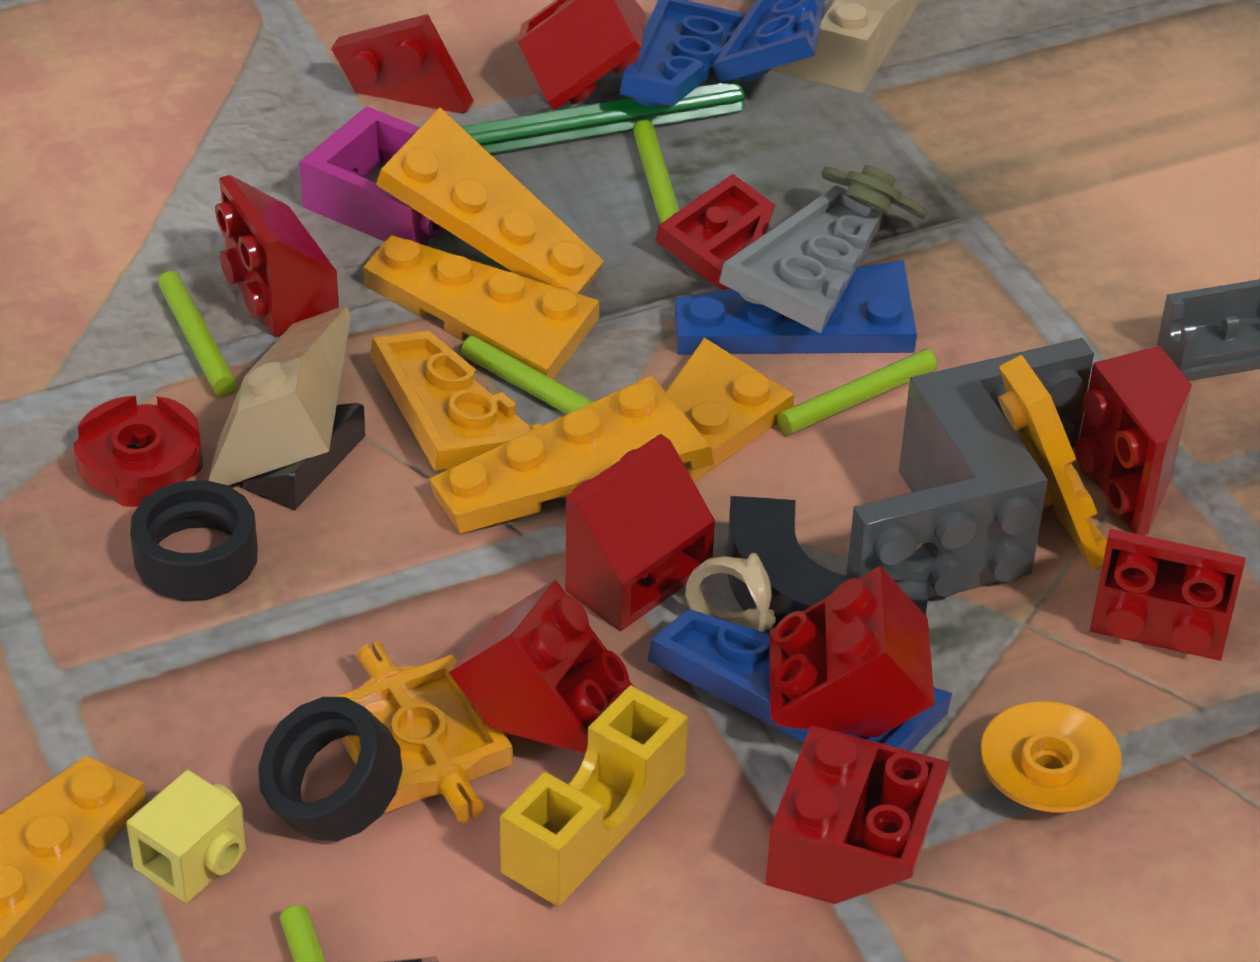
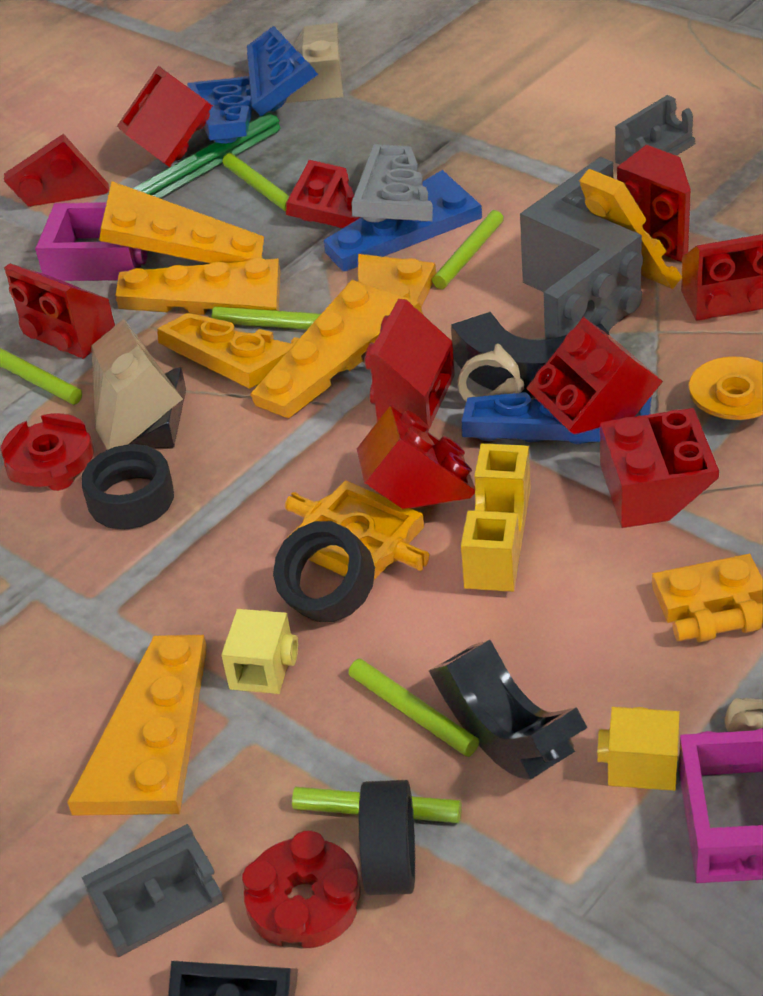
camera: 20 degrees left, 0 degrees up
(872, 189) = (401, 135): olive plate -> none

